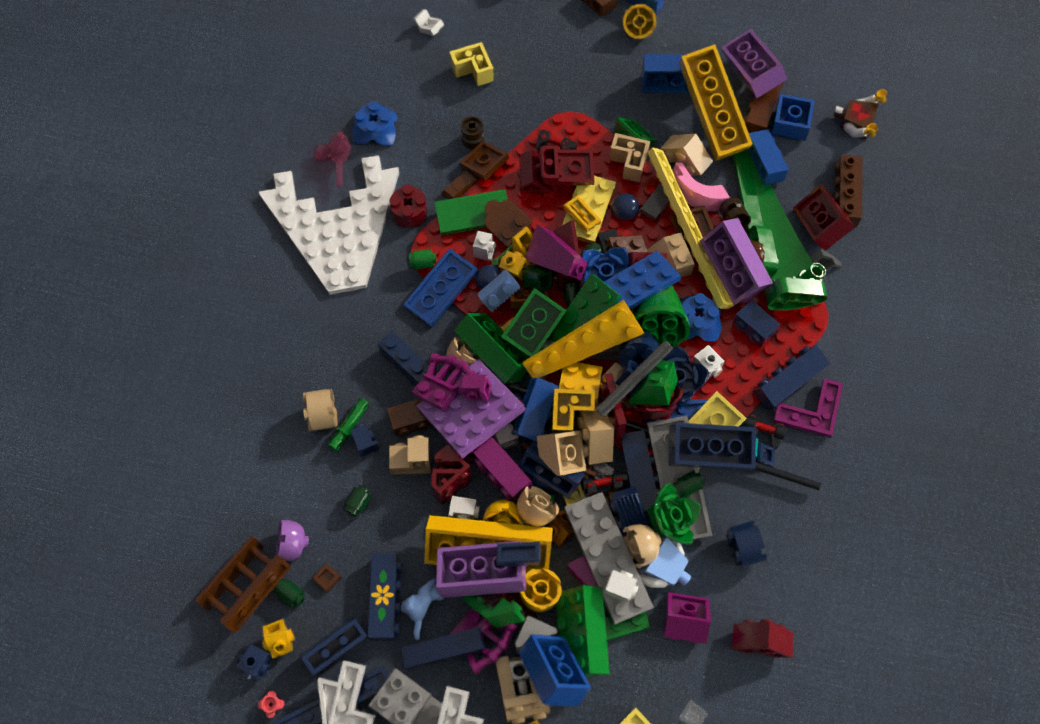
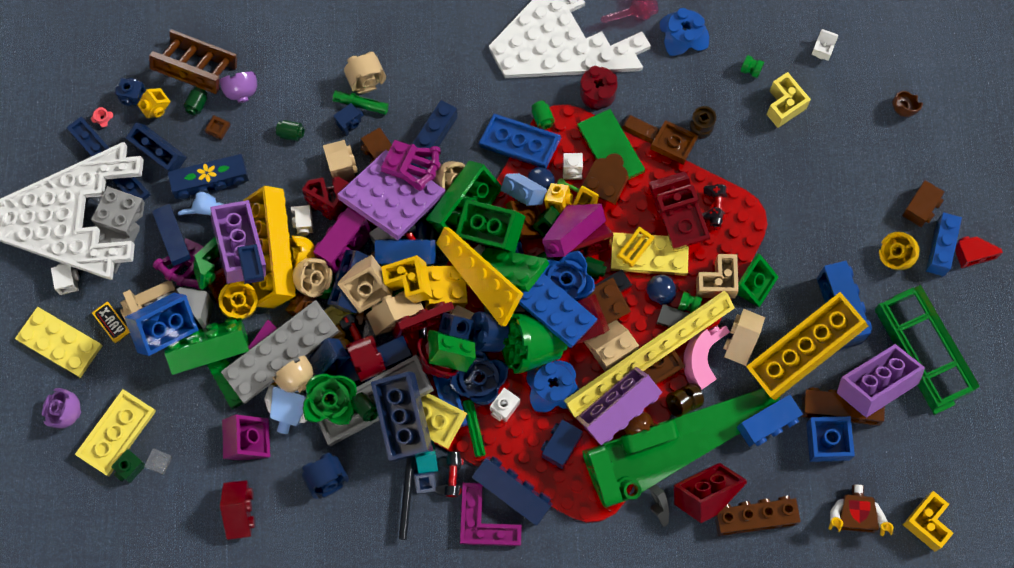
camera: 75 degrees right, 5 degrees up
(428, 82) = (752, 66): none -> green wheel
(475, 387) = (405, 189): magenta brick -> none
(621, 586) = (250, 364): white brick -> none
(627, 385) = (445, 324): dark grey axle -> none
(641, 469) = (365, 358): none -> dark red brick
(646, 185) = (689, 302): none -> green wheel
(730, 396) = (474, 429): none -> green axle
(769, 38) = (897, 336): none -> green piece
(875, 71) = (925, 522): none -> yellow brick

